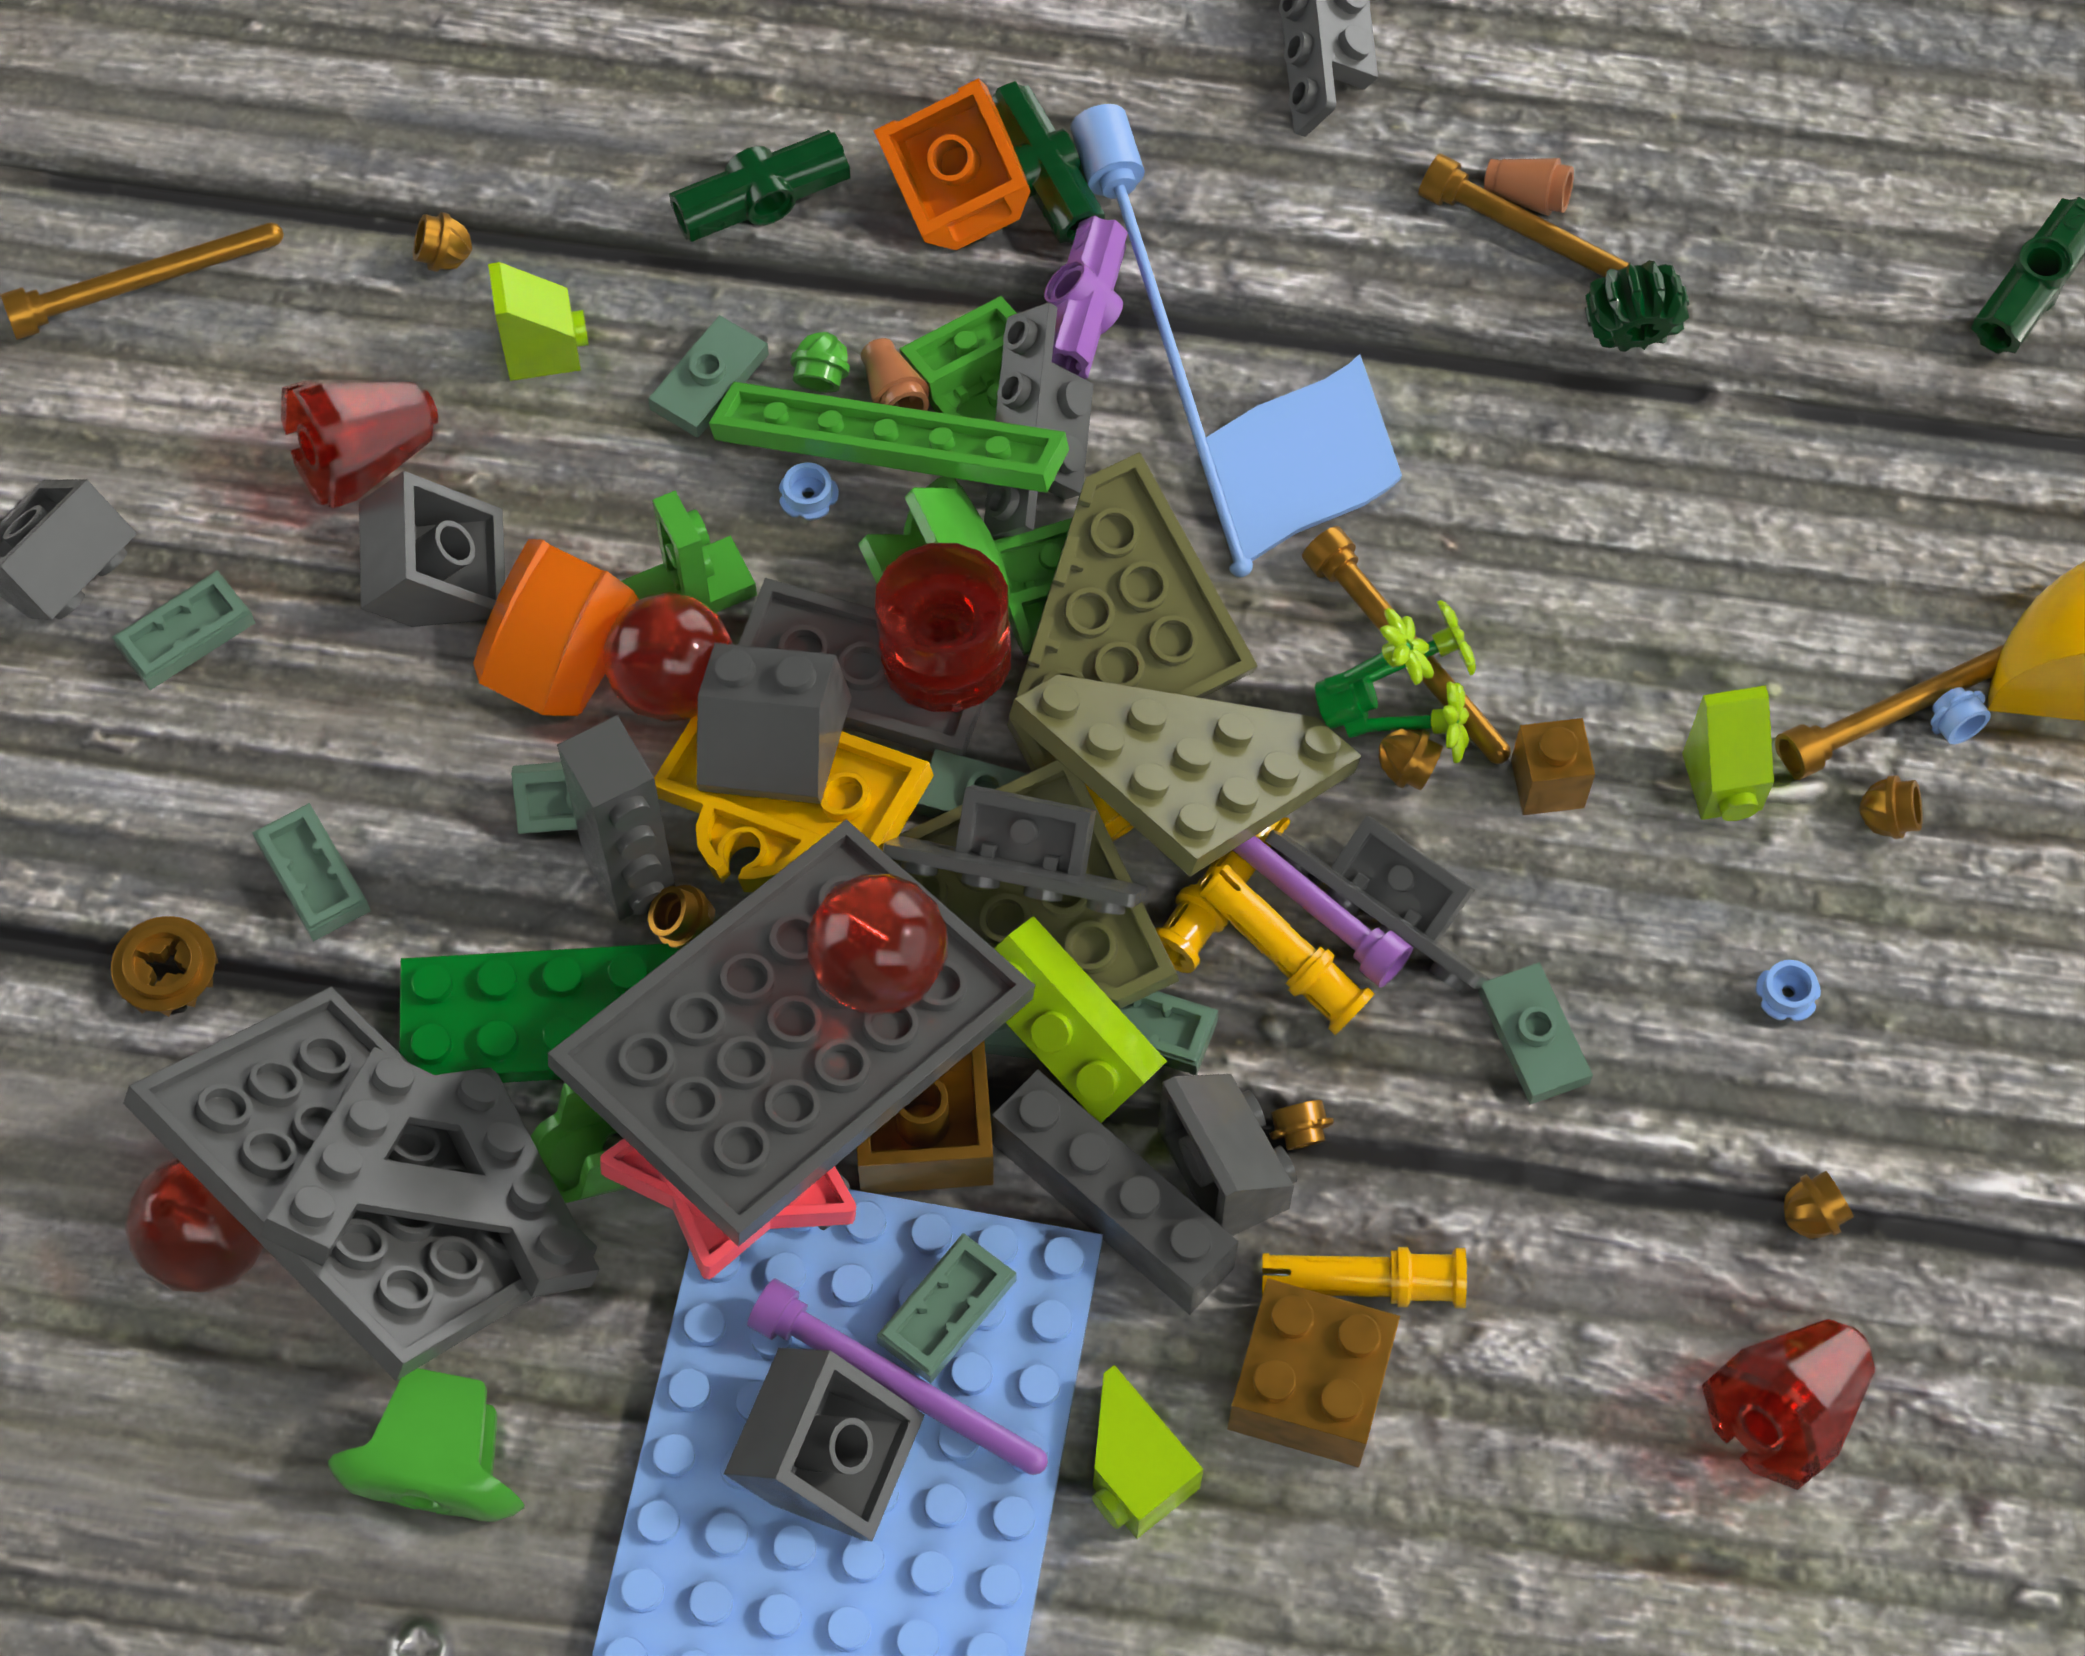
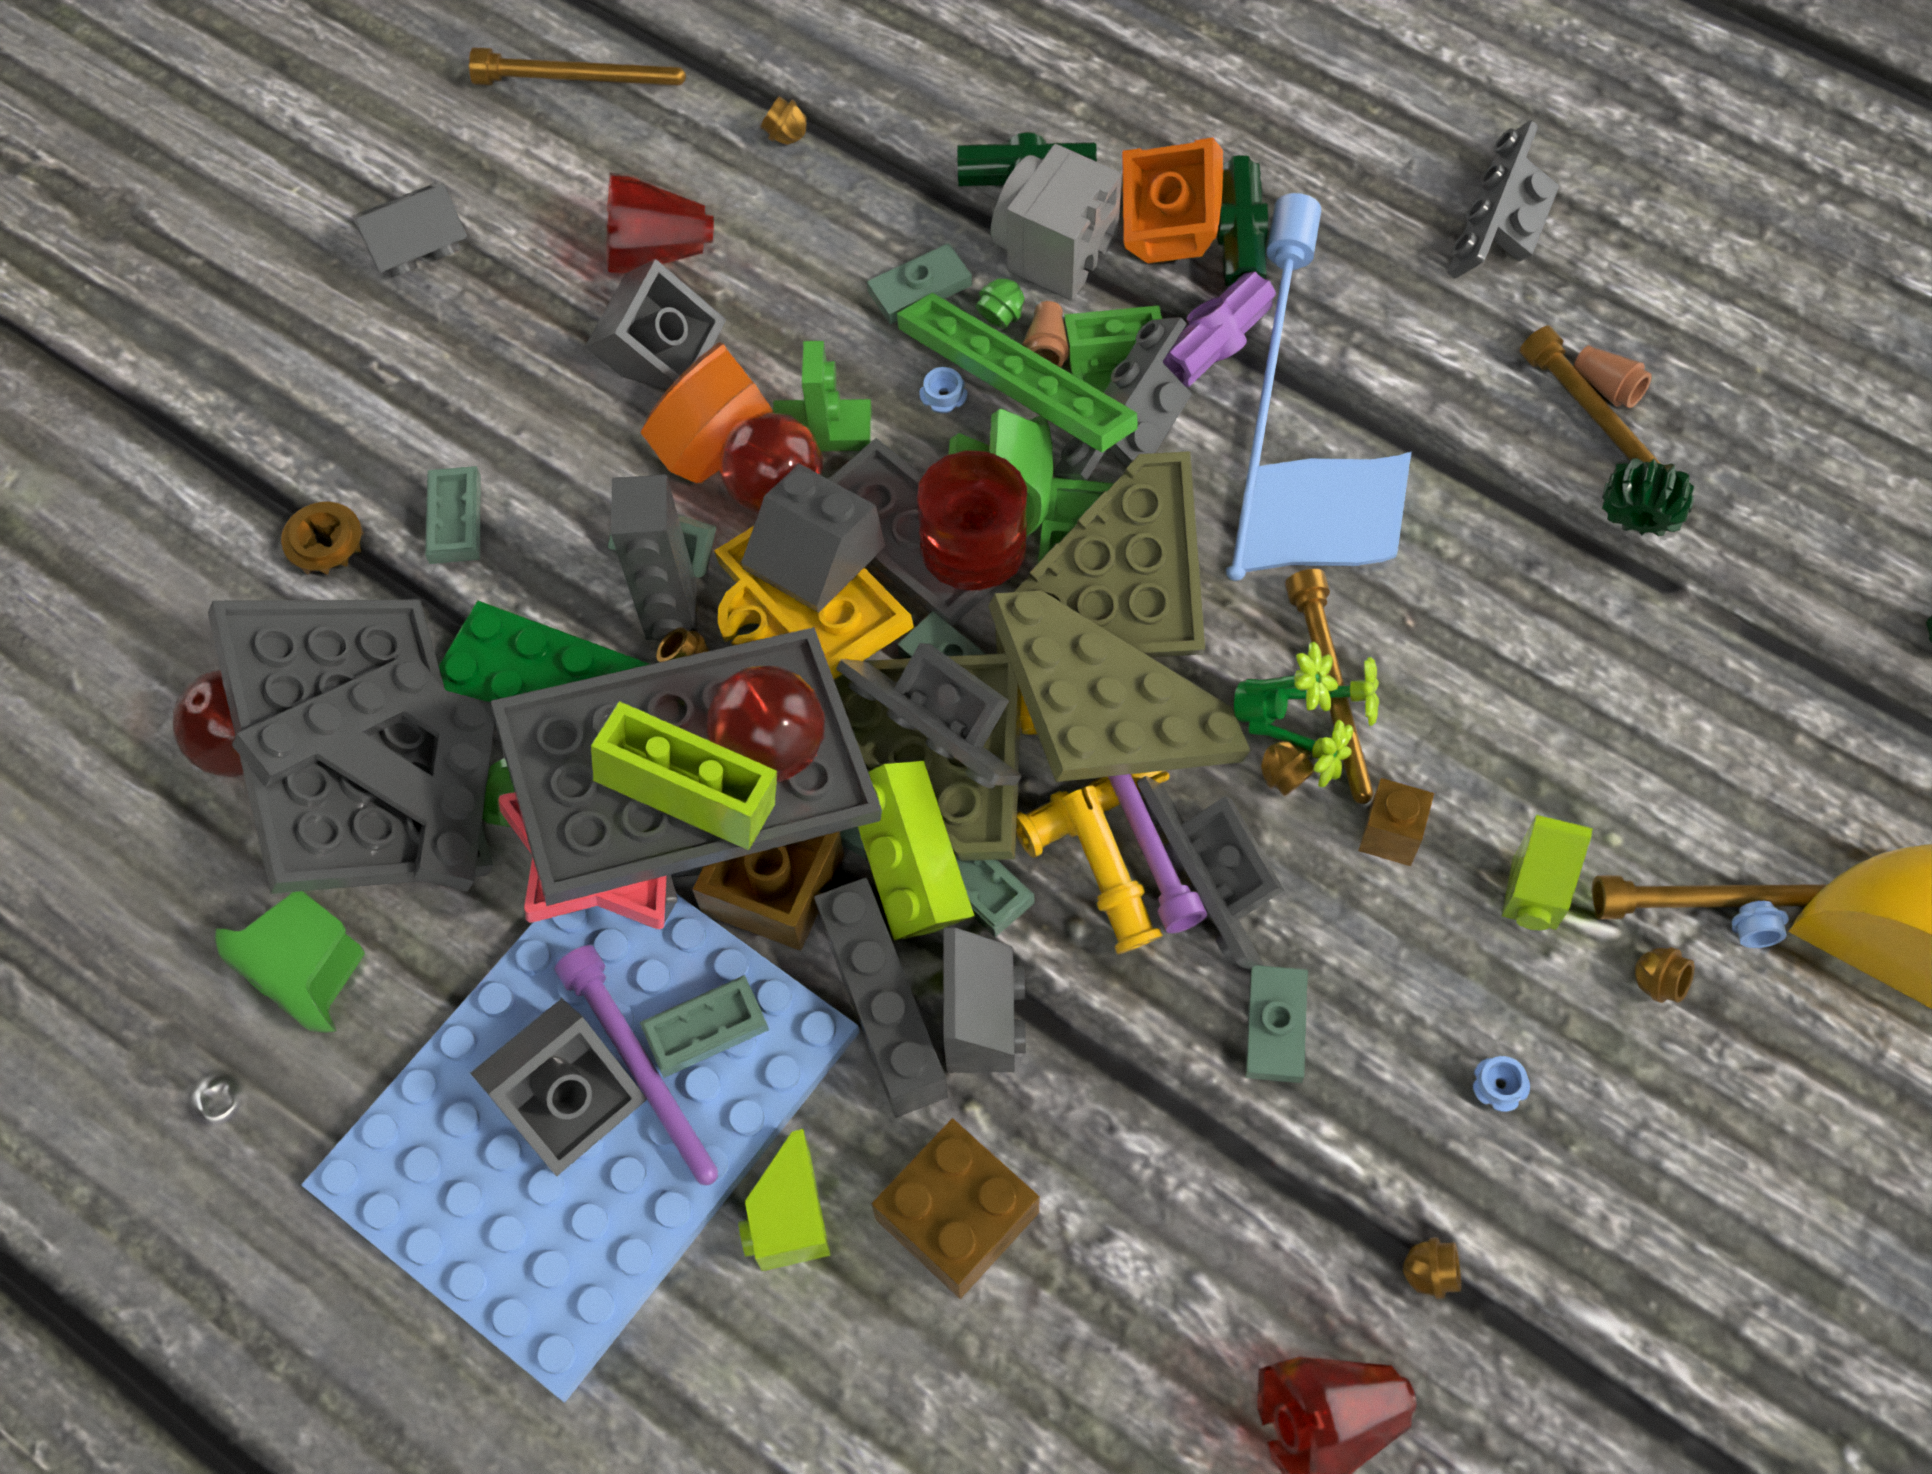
camera: 30 degrees right, 0 degrees up
(183, 630) = (465, 316): sand green plate -> none
(535, 324) = (810, 196): lime slope -> none
(824, 1037) = (683, 775): none -> lime brick
(839, 239) = (1057, 218): none -> light grey piece
(1300, 1124) = (1053, 1011): pearl gold plate -> none
(1401, 1276) = (1064, 1164): yellow pin -> none

